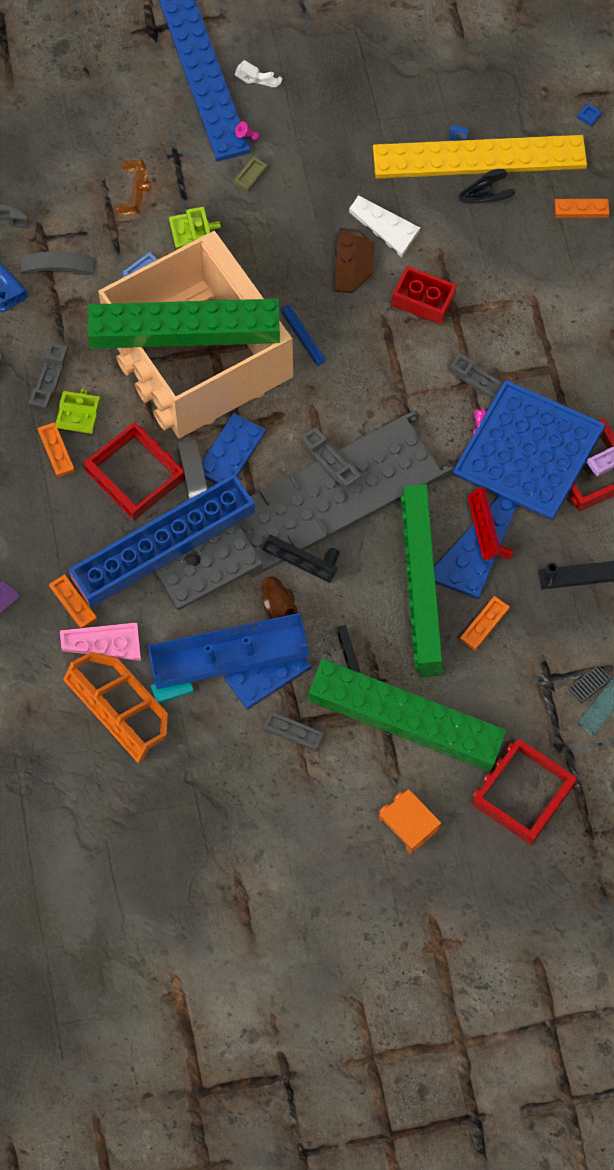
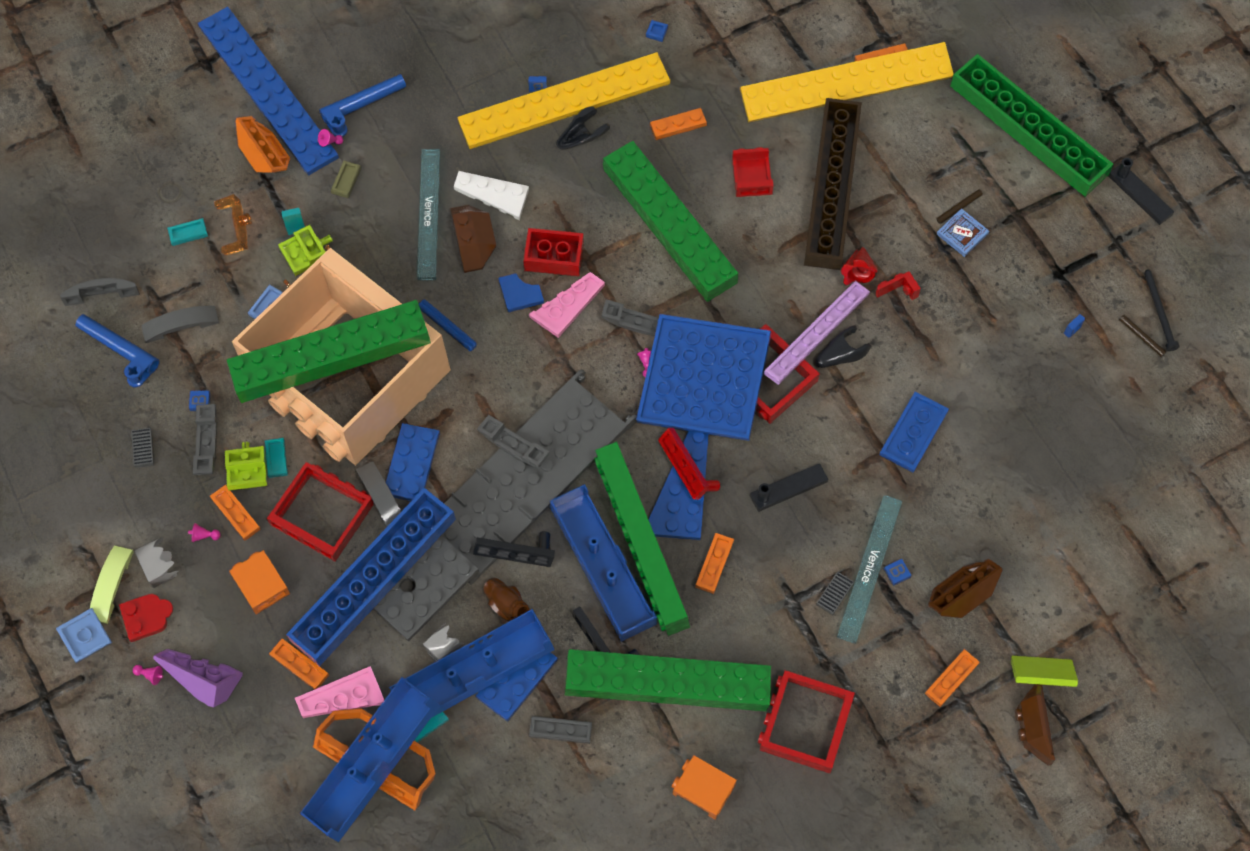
camera: 15 degrees left, 0 degrees up
(19, 459) = (200, 533): none -> dark pink piece
(53, 337) = (198, 398): none -> blue tile
(59, 518) = (259, 581): none -> orange panel
(89, 183) = (187, 232): none -> teal tile
(108, 411) = (276, 457): none -> teal tile
(111, 703) = (369, 760): none -> blue piece
(180, 121) = (260, 146): none -> orange wedge
(189, 198) = (293, 220): none -> teal tile
(204, 622) = (440, 645): none -> light grey piece
(251, 74) = (316, 79): white piece -> none
(257, 110) = (334, 113): none -> blue axle
(317, 228) = (428, 214): none -> clear light blue tile
(379, 592) = (602, 563): none -> blue piece
(380, 326) = (519, 294): none -> blue tile
(414, 352) = (568, 304): none -> bright pink wing
(544, 297) = (670, 221): none -> green brick

